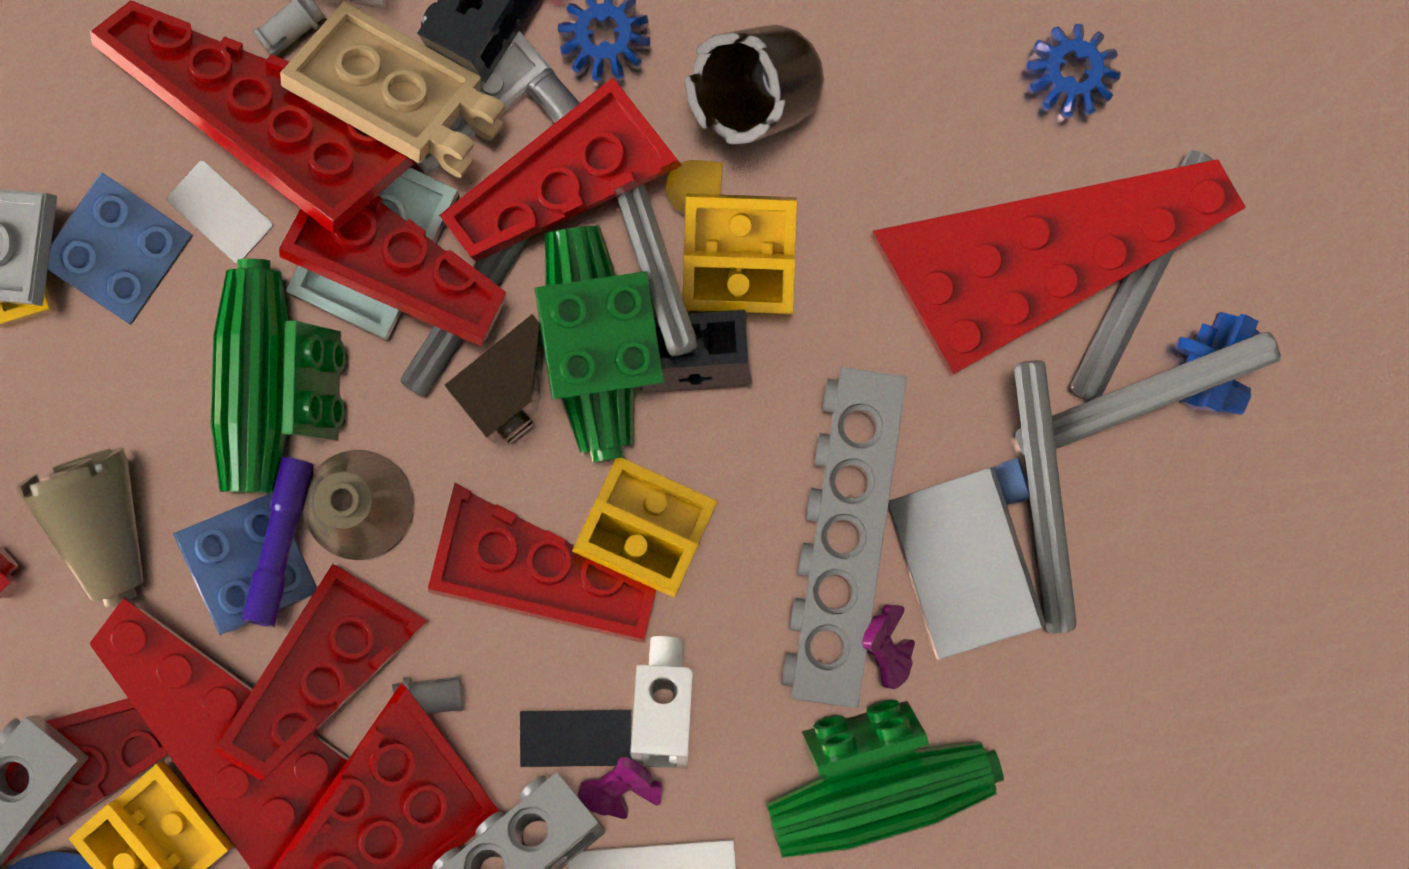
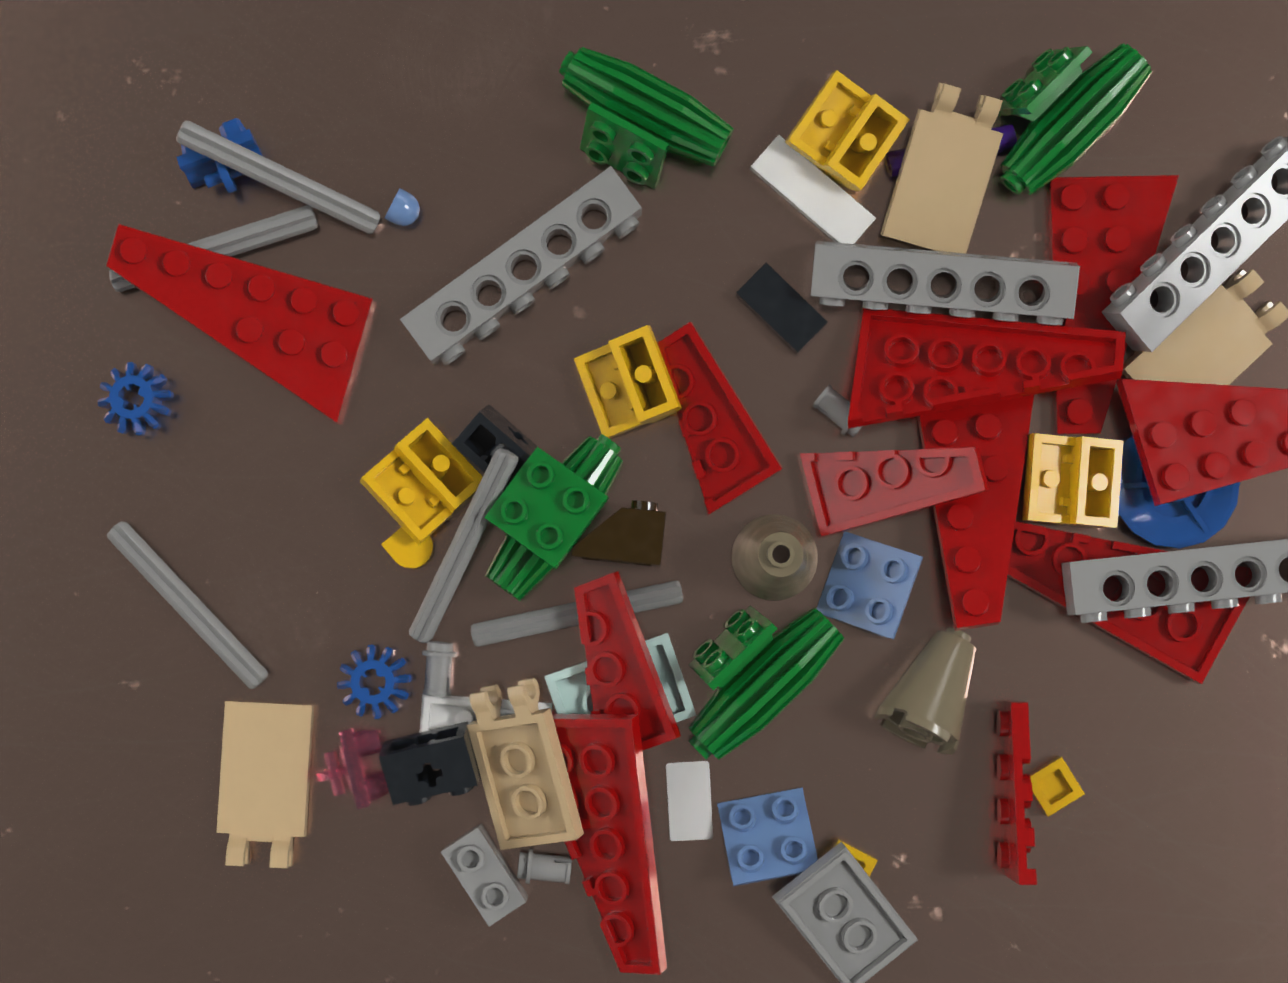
camera: 140 degrees left, 0 degrees up
(269, 576) = (817, 590): dark purple piece -> none
(568, 169) = (472, 623): red wing -> none
(606, 794) = (795, 259): magenta piece -> none
(659, 729) = (734, 265): white torso -> none
(754, 82) = (317, 565): dark brown cylinder -> none
(891, 658) = (564, 178): magenta piece -> none
(967, 563) = (471, 187): light grey tile -> none
(1045, 496) = (390, 180): light grey axle -> none

